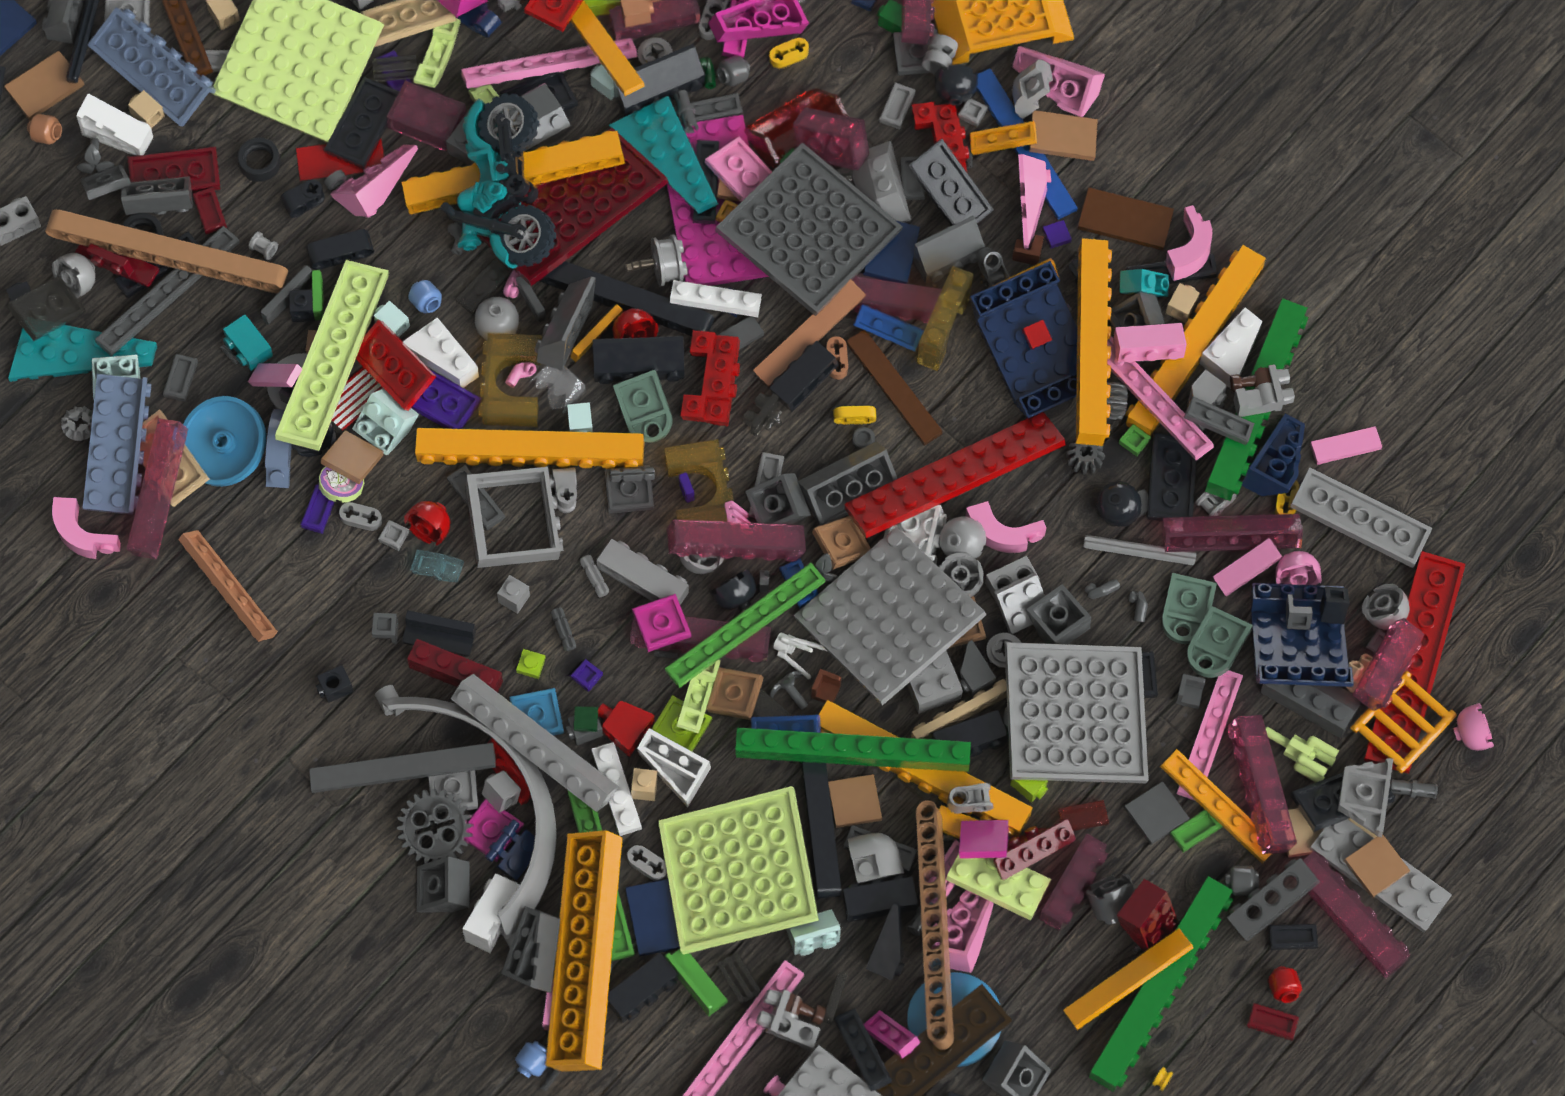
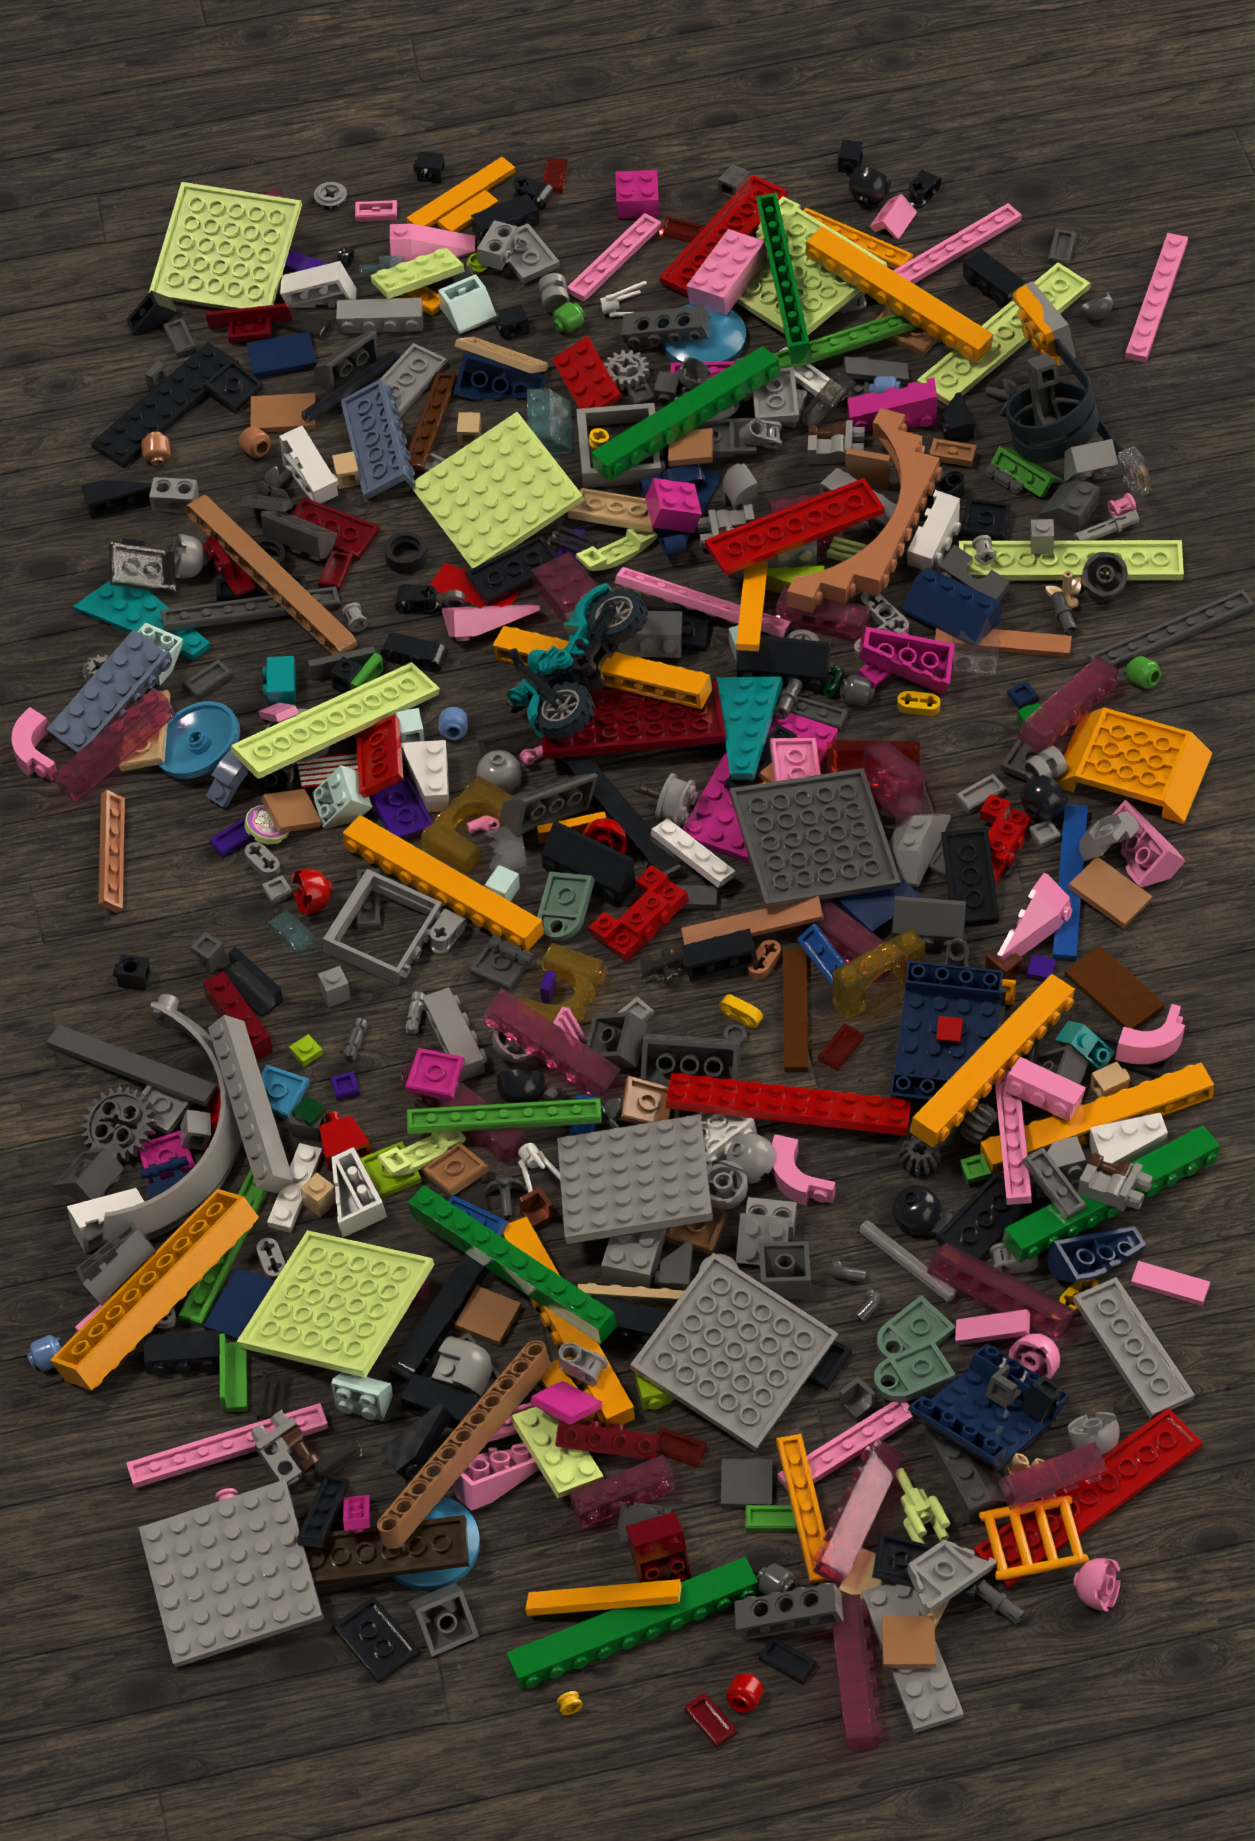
camera: 40 degrees right, 15 degrees down
(531, 299) = (539, 770): dark grey tile -> none
(953, 397) = (841, 1047): none -> clear red tile
(1003, 138) = (1052, 864): light orange tile -> none

